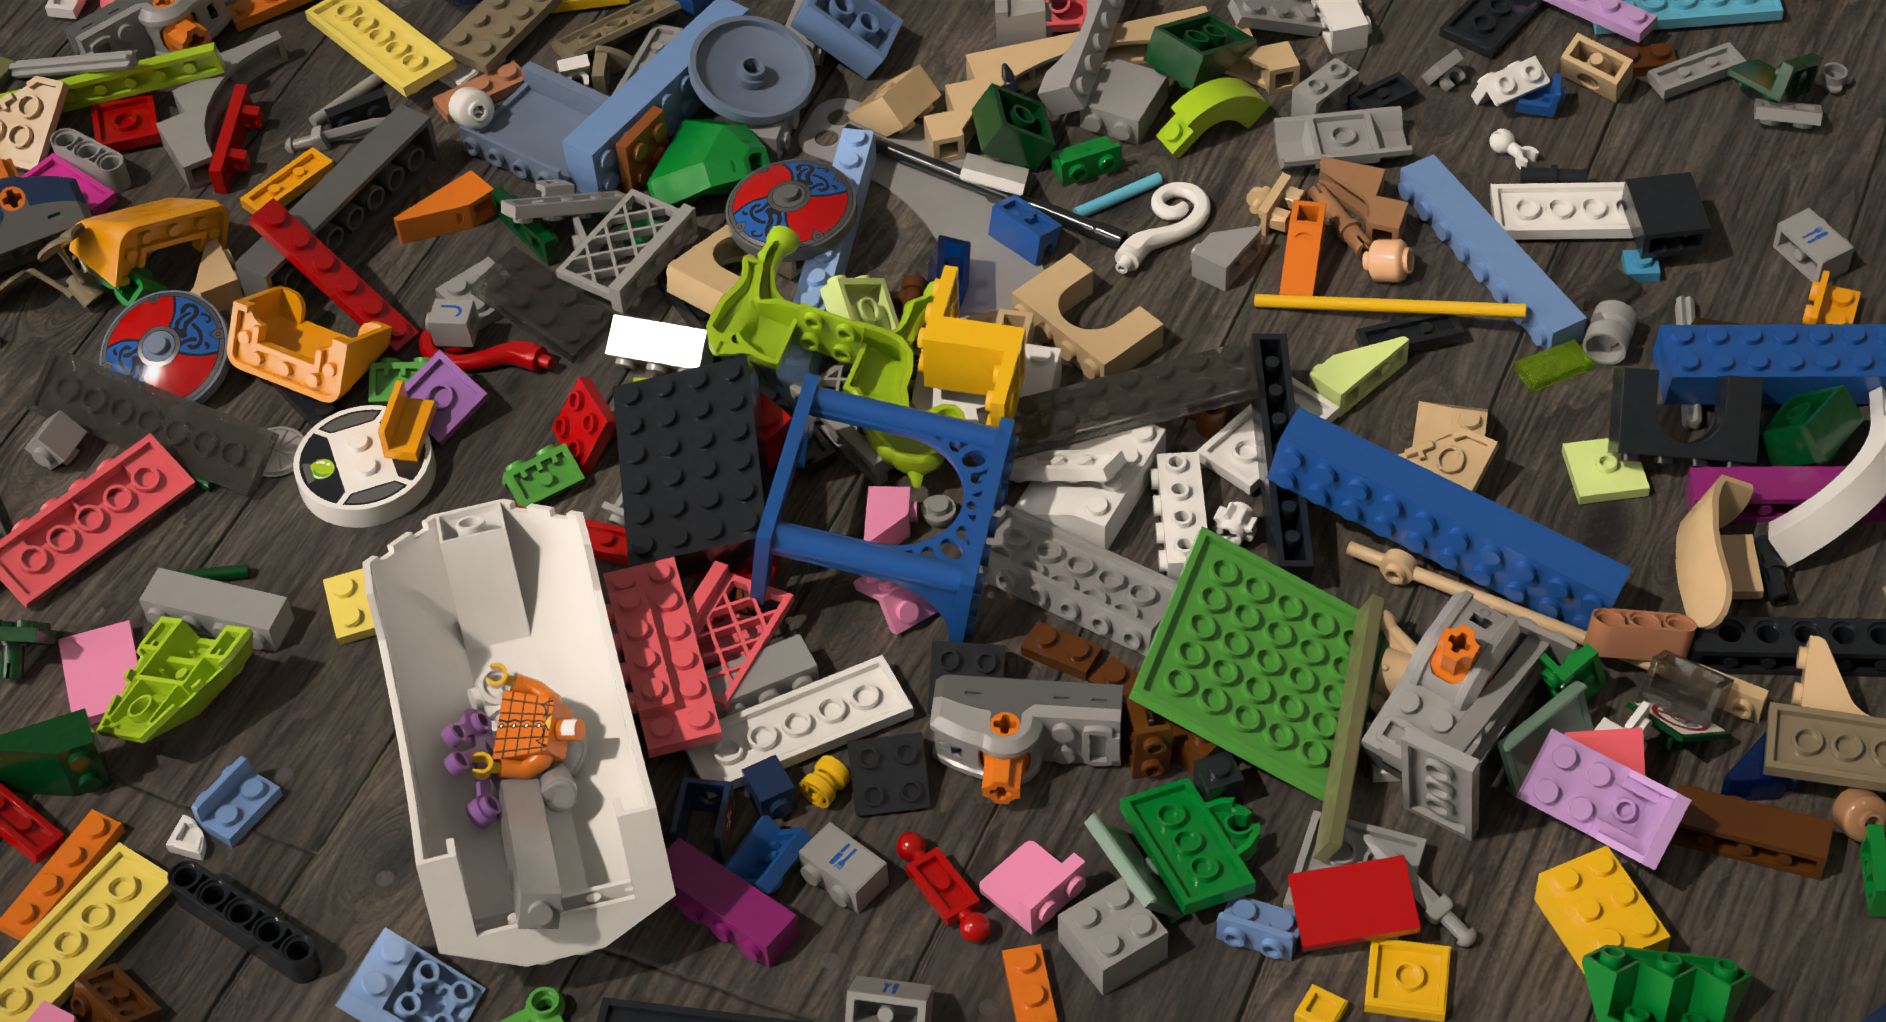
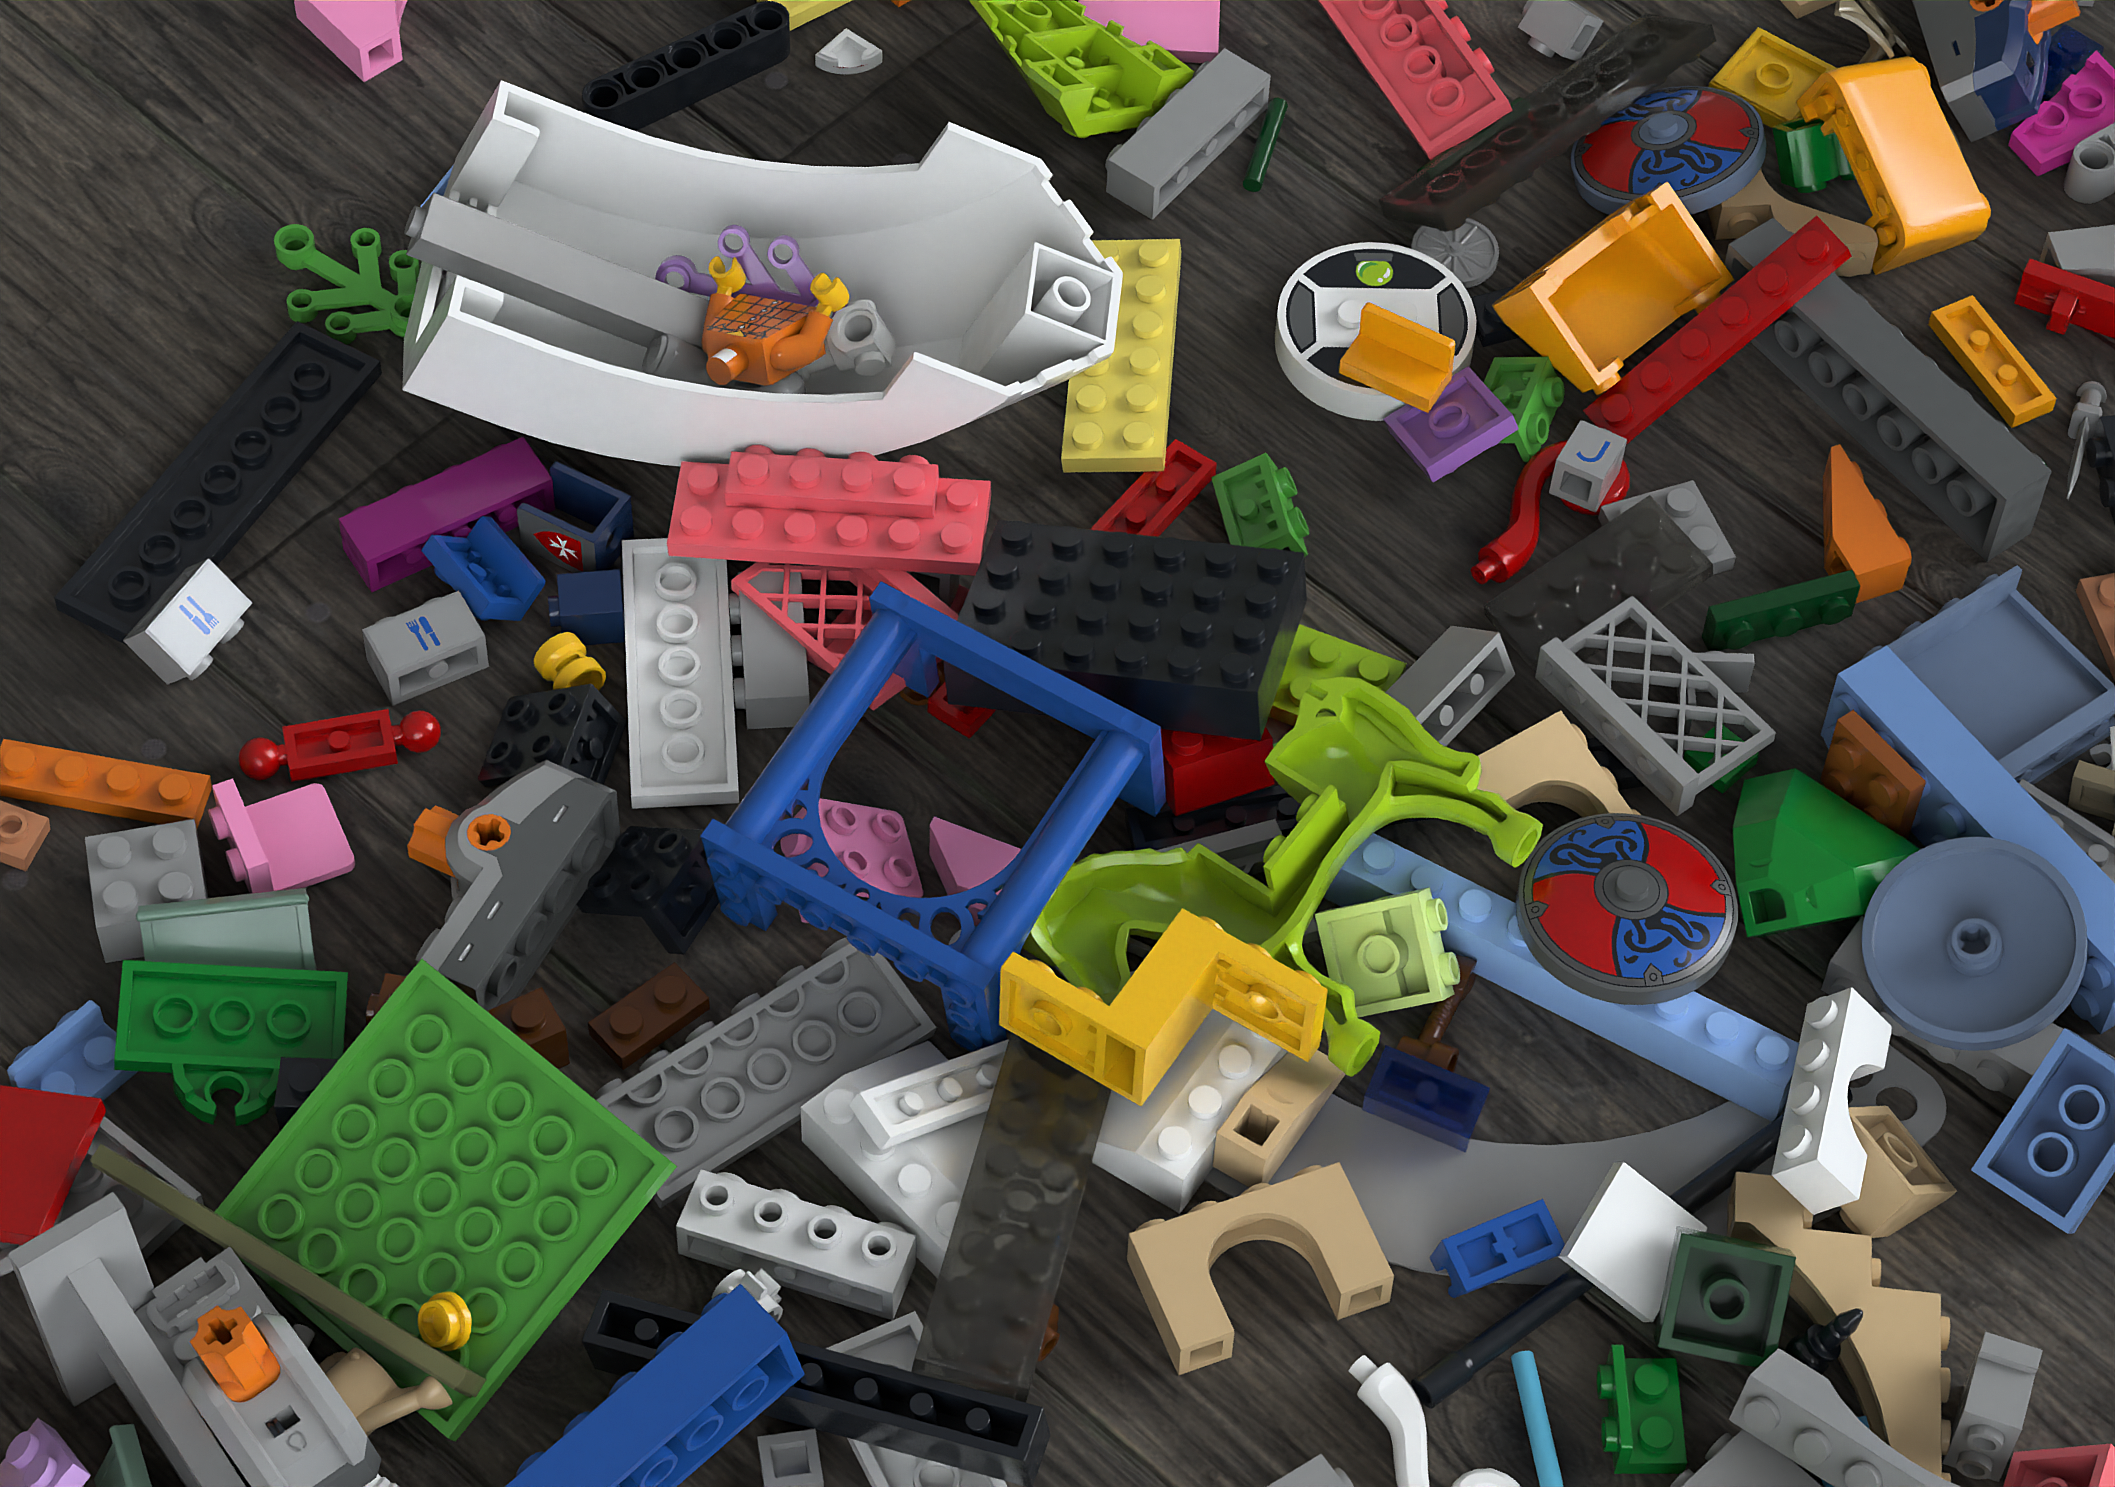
camera: 105 degrees right, 5 degrees up
(69, 331) = (1770, 76): none -> yellow tile
(235, 802) = (873, 100): medium blue bracket -> none
(471, 108) = (2068, 599): white head -> none
(560, 201) = (1786, 651): light grey plate -> none
(585, 424) = (1322, 565): red plate -> none
(876, 104) = (1817, 1144): none -> white arch
(1342, 628) = (445, 1321): none -> yellow plate

